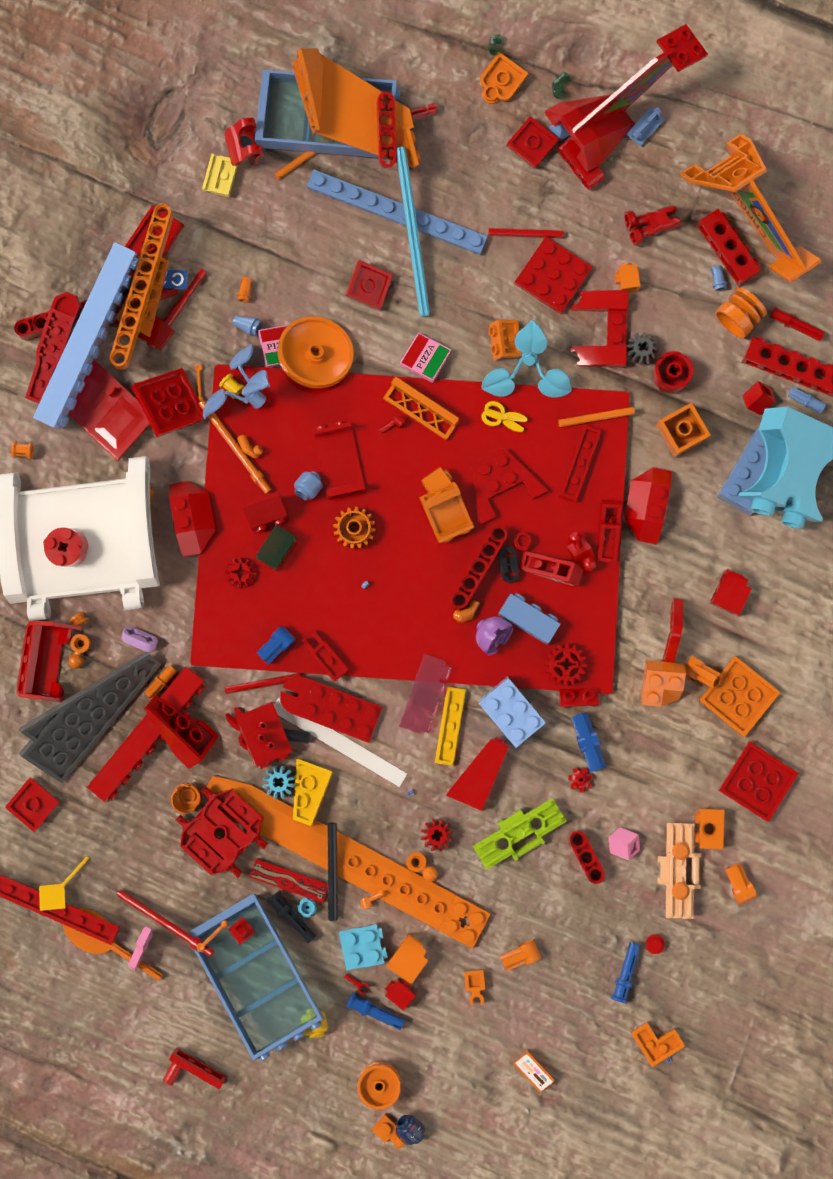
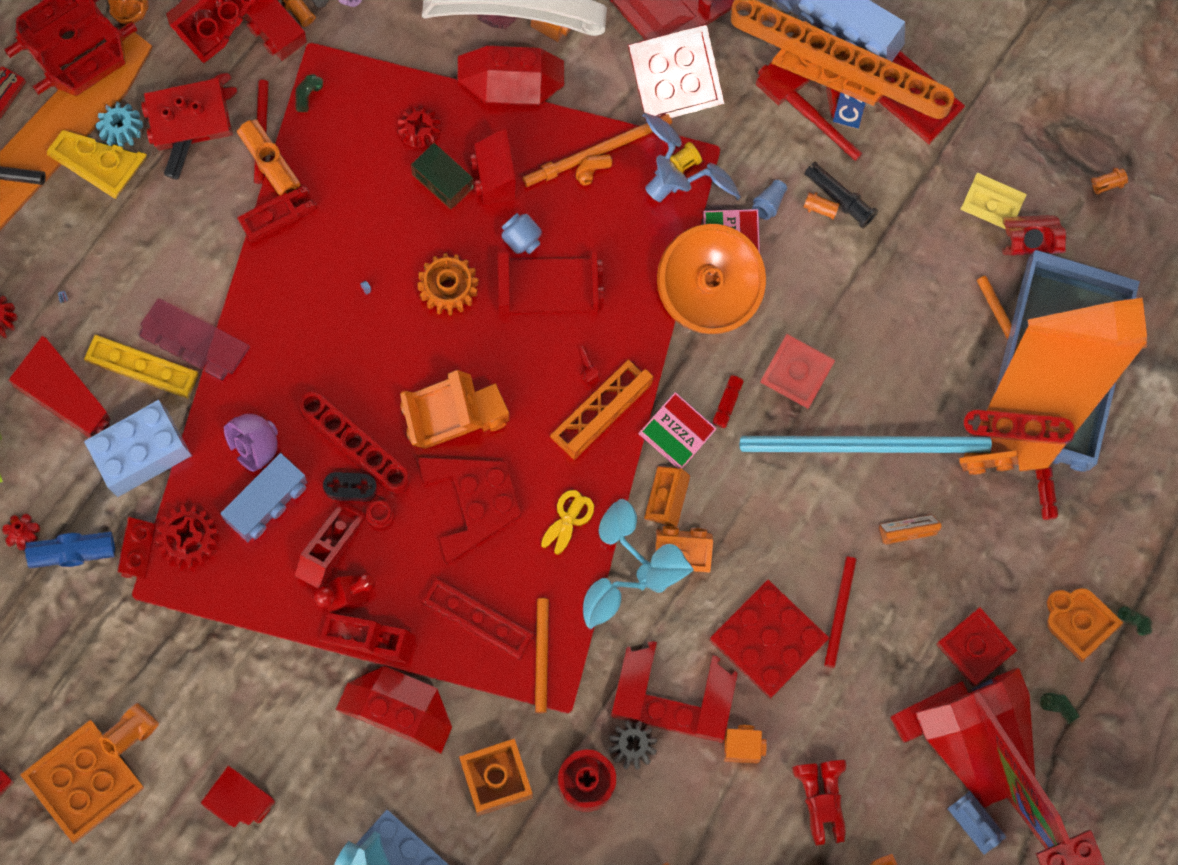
camera: 90 degrees right, 10 degrees down
(190, 101) = (1103, 183): none -> orange pin
(198, 368) = (720, 126): orange hinge -> none
(229, 658) = (303, 90): none -> clear green arm
(239, 269) = (849, 202): none -> black pin
(277, 679) = (260, 146): none -> orange piece
(279, 642) = (309, 156): blue piece -> none
(330, 707) = (204, 209): red plate -> none
(345, 746) = (155, 217): white sticker -> none
(394, 211) = (906, 423): medium blue plate -> none
(396, 328) = (728, 401): none -> red axle
(461, 196) = (909, 529): none -> orange slope
(466, 614) = (292, 417): orange arm -> none
(470, 357) = (667, 496): none -> orange slope
(662, 683) = (127, 667): orange slope -> none
(676, 629) = (200, 699): red beam -> none

